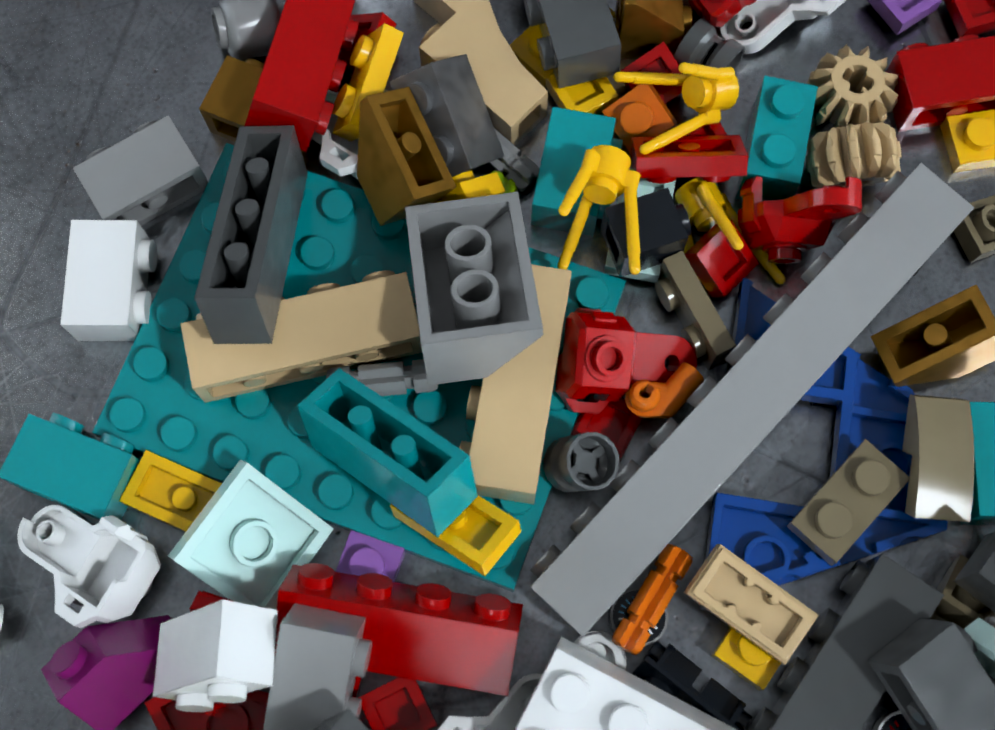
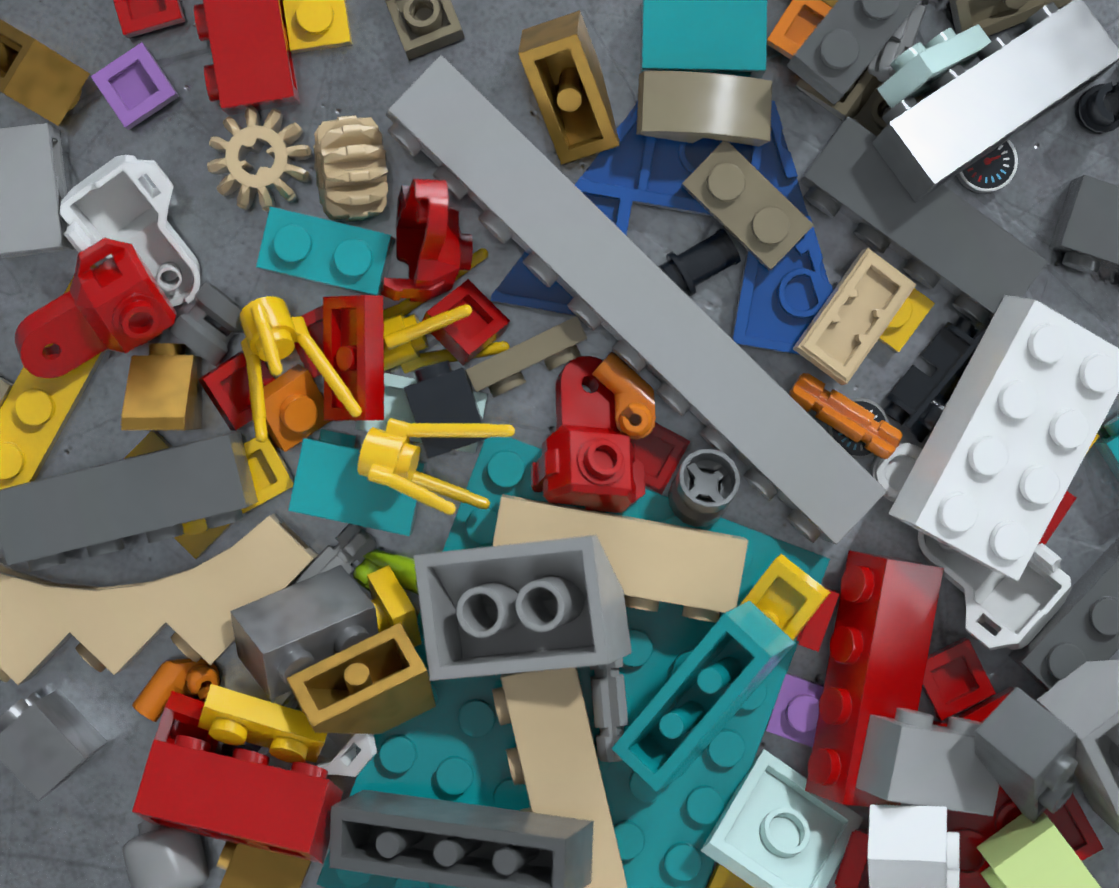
camera: 90 degrees left, 15 degrees up
(408, 52) = (179, 676): none -> orange arm
(455, 575) = (815, 629): none -> red tile
(787, 465) = (701, 261): none -> black pin

